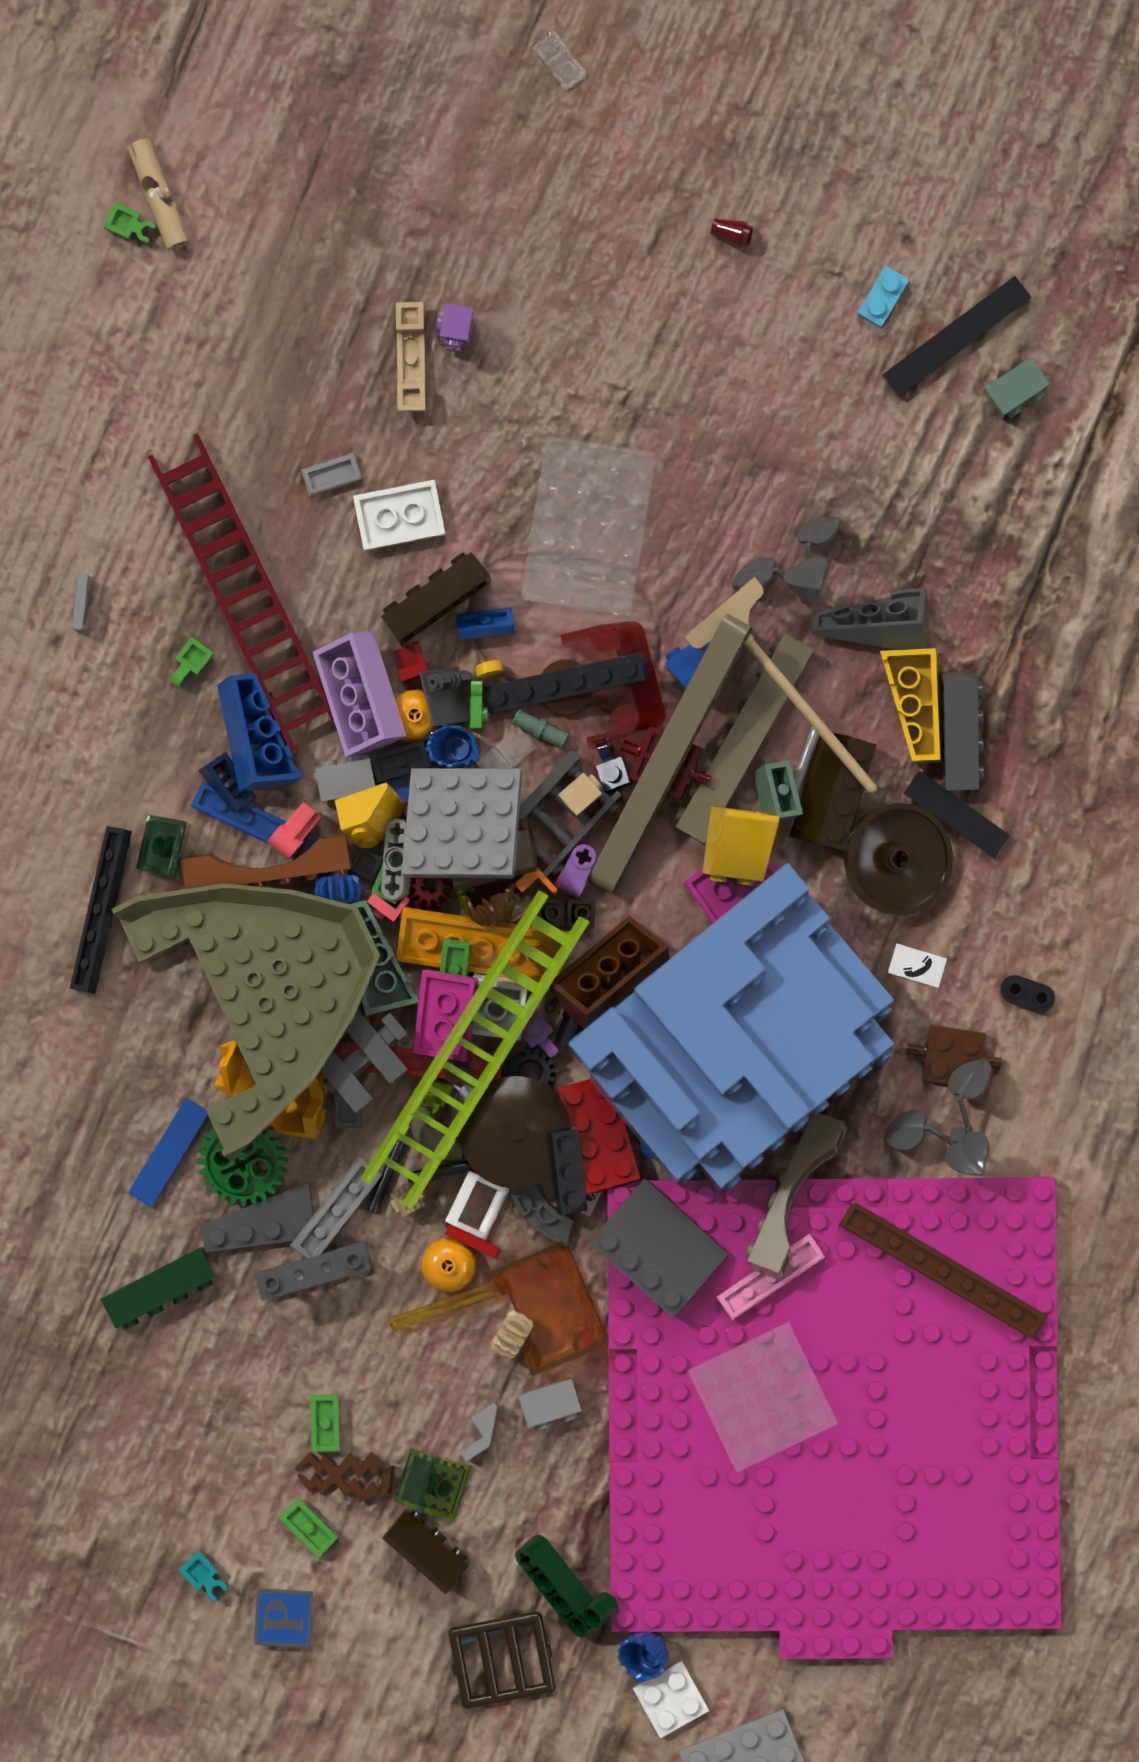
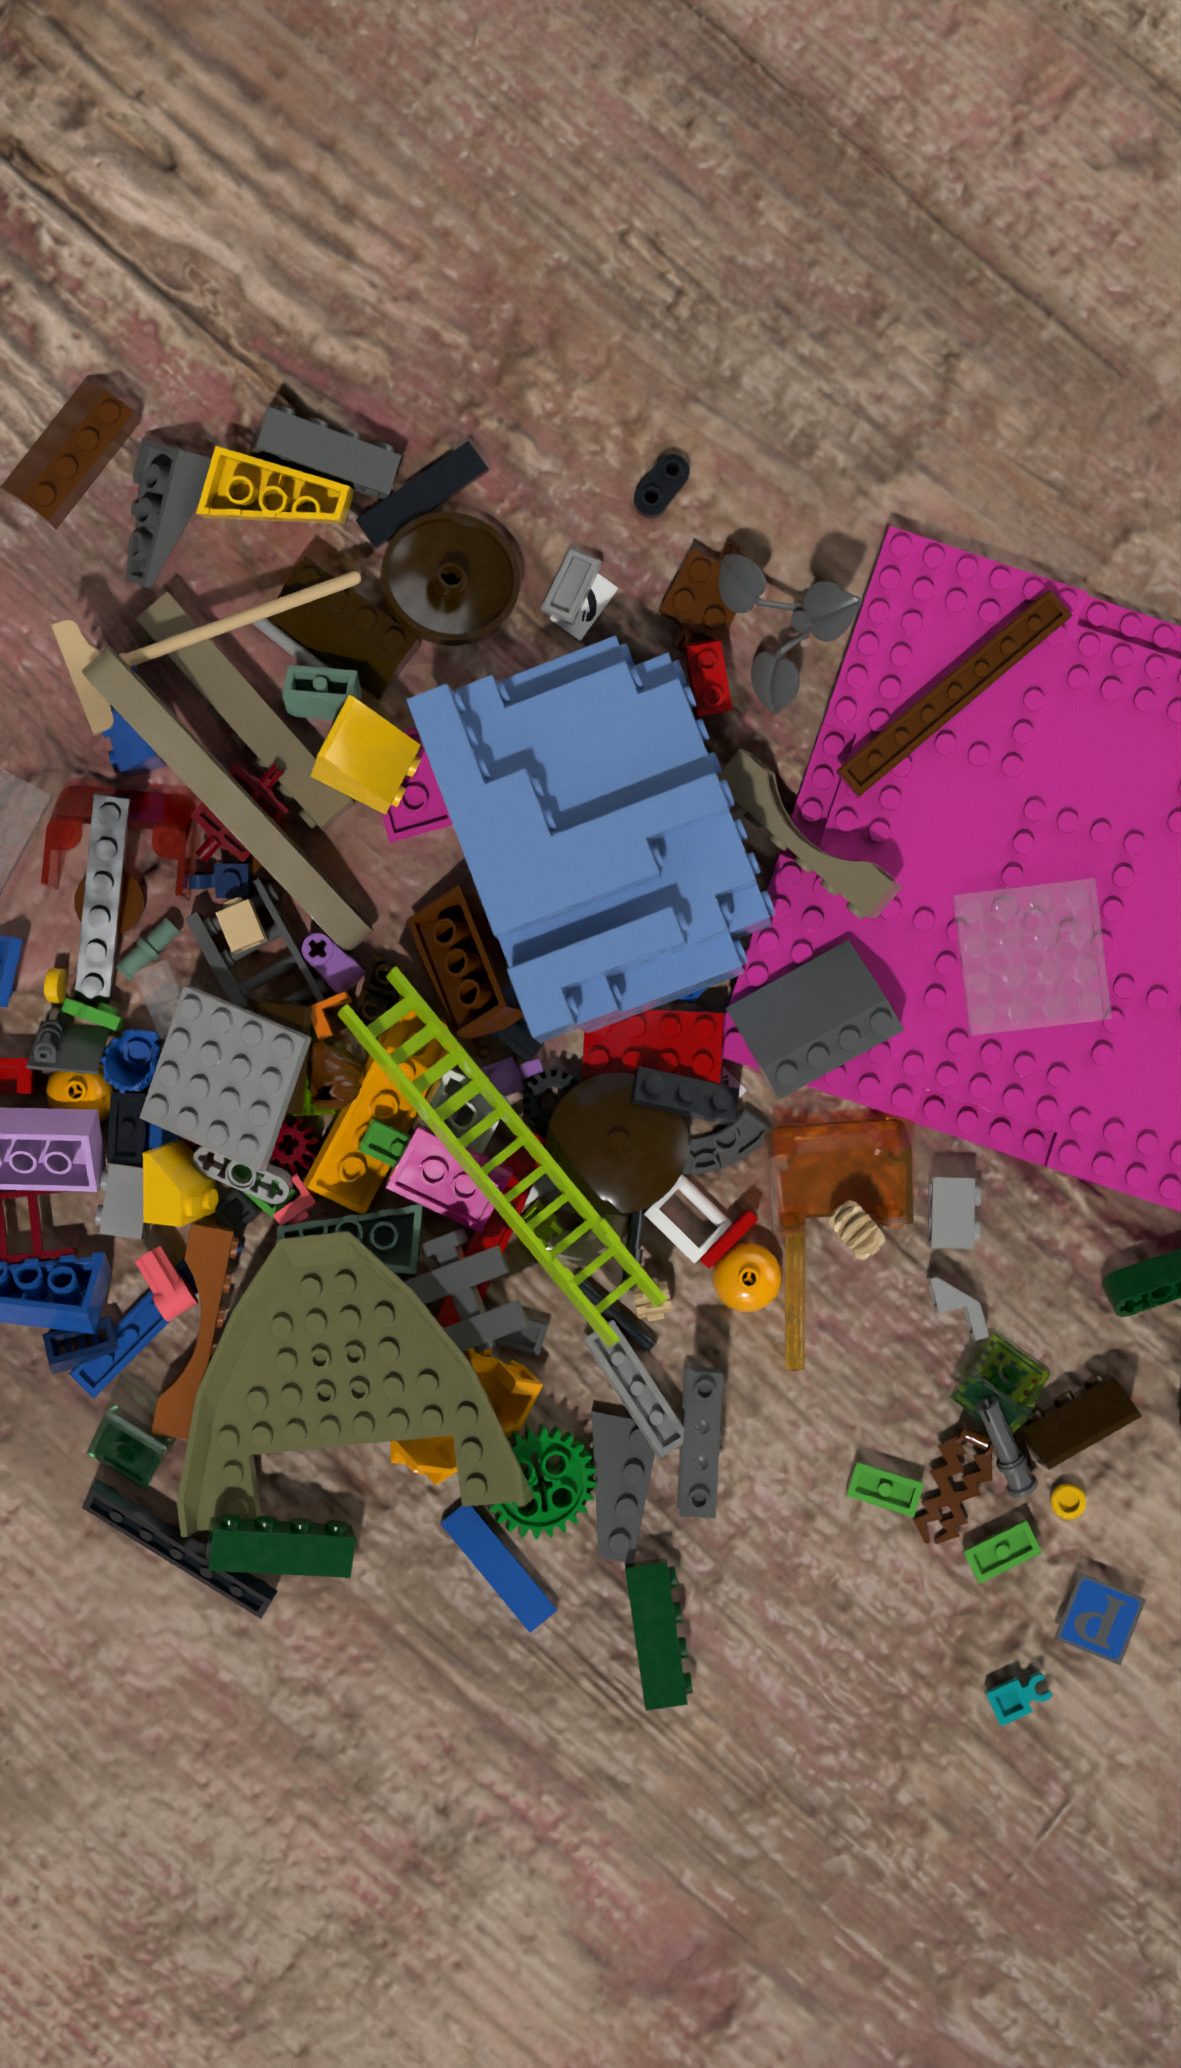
camera: 75 degrees left, 0 degrees up
(129, 985) = (280, 1546): none -> dark green brick
(339, 888) = (252, 1251): blue gear -> none
(363, 1564) = (1067, 1501): none -> yellow tile
(380, 1509) = (1010, 1459): none -> dark grey pin
(452, 1078) = (528, 1194): plate -> none
(759, 1286) = (899, 917): bright pink tile -> none
(805, 577) = (71, 569): dark grey plant -> none
(891, 1079) = (708, 677): none -> red brick
(895, 537) = (71, 453): none -> reddish brown slope
(926, 951) = (571, 586): none -> light grey tile

